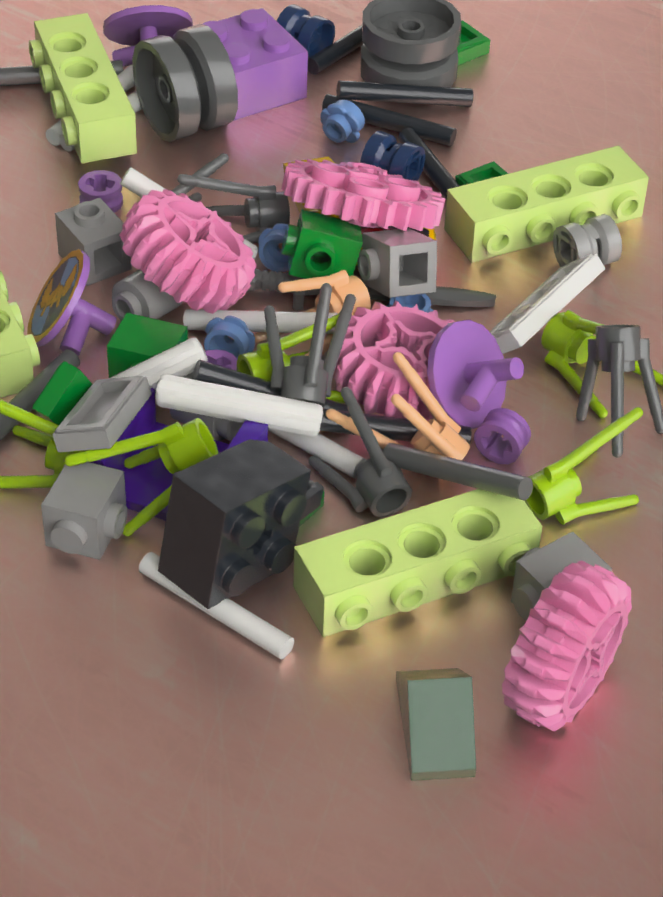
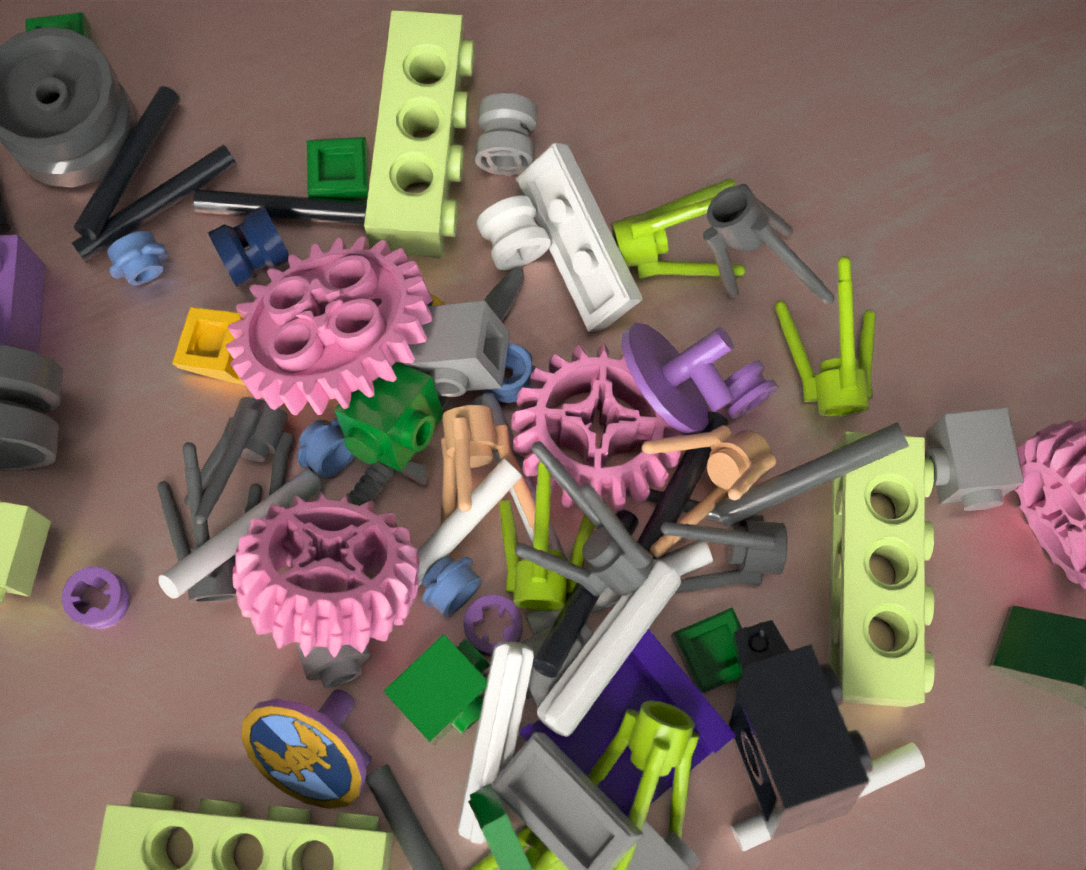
camera: 60 degrees left, 30 degrees up
(96, 231) = (195, 655): light grey brick -> none
(515, 273) = (513, 232): none -> white wheel

